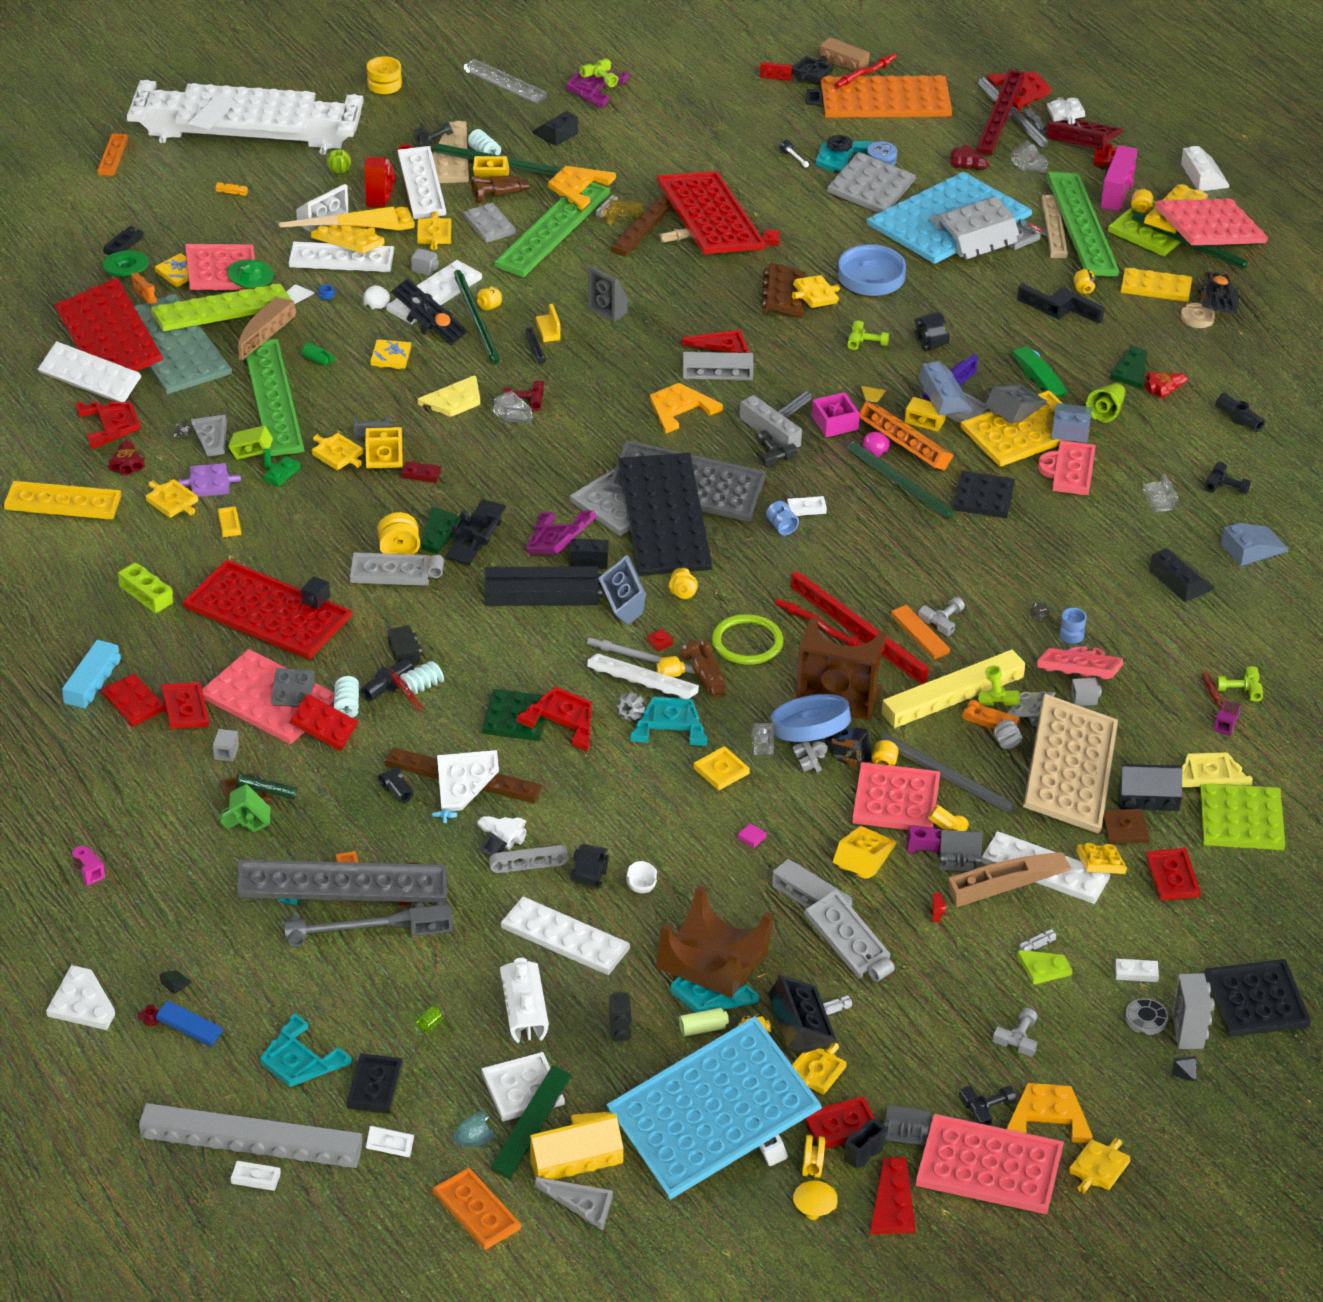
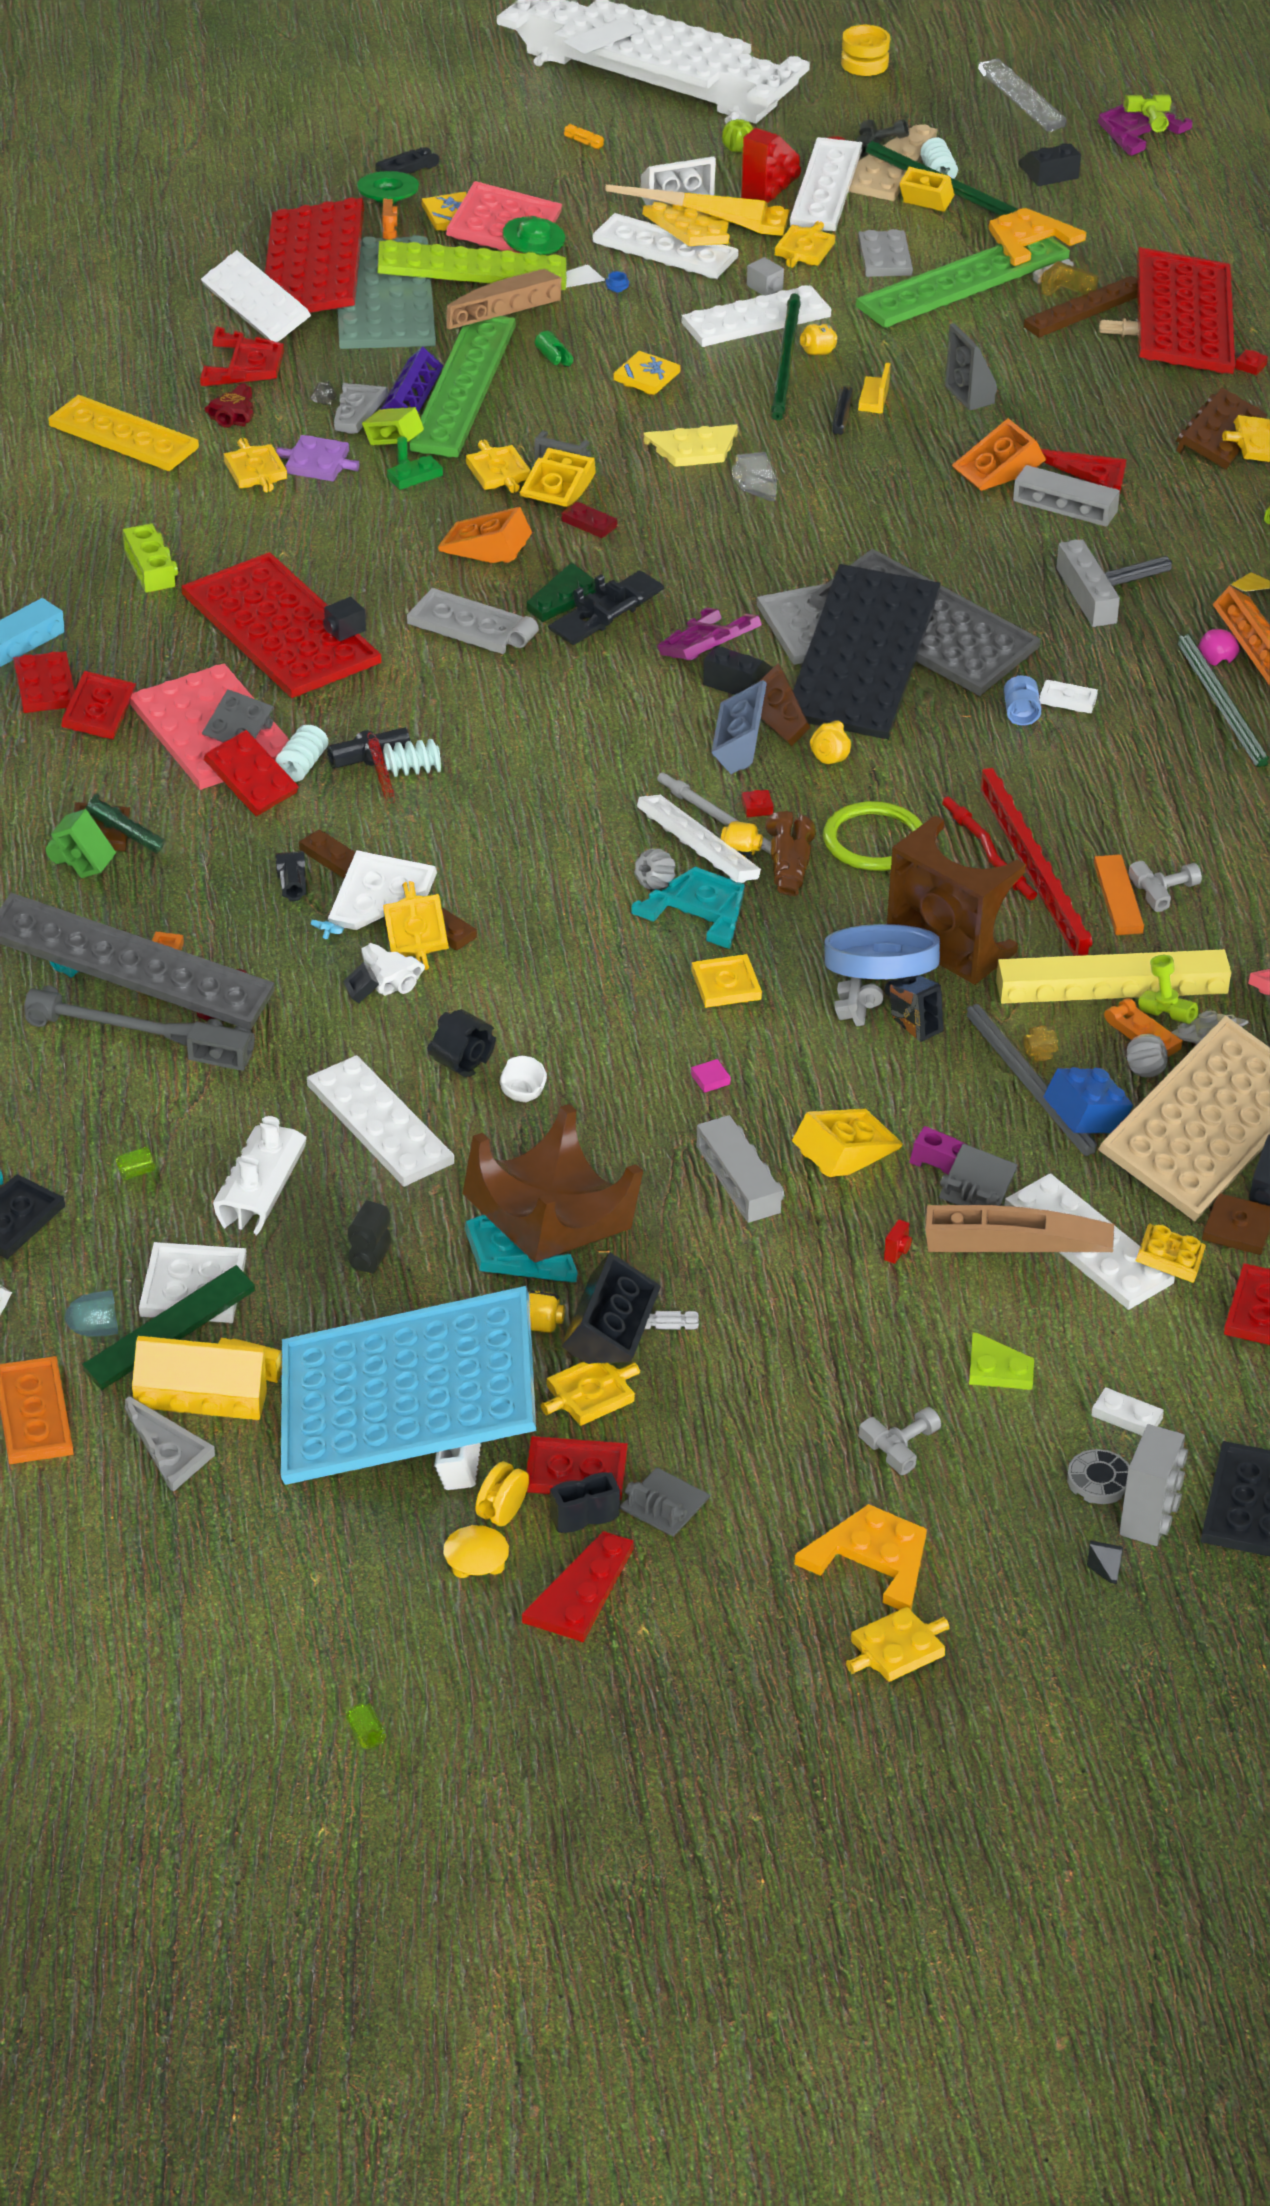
camera: 25 degrees right, 0 degrees up
(112, 154) = (466, 64): orange tile -> none
(225, 745) = (114, 765): light grey brick -> none
(229, 521) = (308, 512): yellow tile -> none
(233, 406) = (410, 379): none -> dark purple fence
(364, 504) = (489, 536): none -> orange slope
(376, 297) = (675, 302): white hair -> none
(398, 534) = (497, 579): yellow wheel -> none
(404, 645) = (418, 713): pearl dark grey brick -> none
(428, 312) = (735, 353): black piece -> none
(497, 185) = (925, 212): reddish brown piece -> none
(504, 712) = (506, 838): dark green plate -> none
(504, 794) = (416, 925): none -> yellow plate
(529, 859) = (395, 1009): light grey beam -> none
(534, 395) = (794, 467): dark red bar -> none
(542, 586) = (643, 693): black brick -> none
(564, 709) = (567, 847): red wing -> none
(647, 574) = (781, 708): none -> reddish brown wing
(660, 350) = (999, 457): none -> orange slope
(677, 400) = (985, 523): light orange wing -> none
(703, 1022) = (477, 1279): yellowish green brick -> none
(763, 738) = (804, 958): clear slope -> none
(775, 451) = (1072, 618): pearl dark grey bar -> none
(835, 414) = (1182, 594): dark pink brick -> none
(850, 937) = (746, 1237): light grey hinge -> none
(885, 753) = (957, 1029): yellow head -> none
(895, 796) = (938, 1087): coral plate -> none
(939, 747) = (1040, 1043): none -> clear yellow gear
(948, 821) = (984, 1137): yellow piece -> none
(981, 1105) = (781, 1510): black bar -> none
(990, 1164) = (743, 1589): coral plate -> none
(994, 776) = (1087, 1100): none -> blue brick
(1038, 941) = (1011, 1330): light grey axle -> none

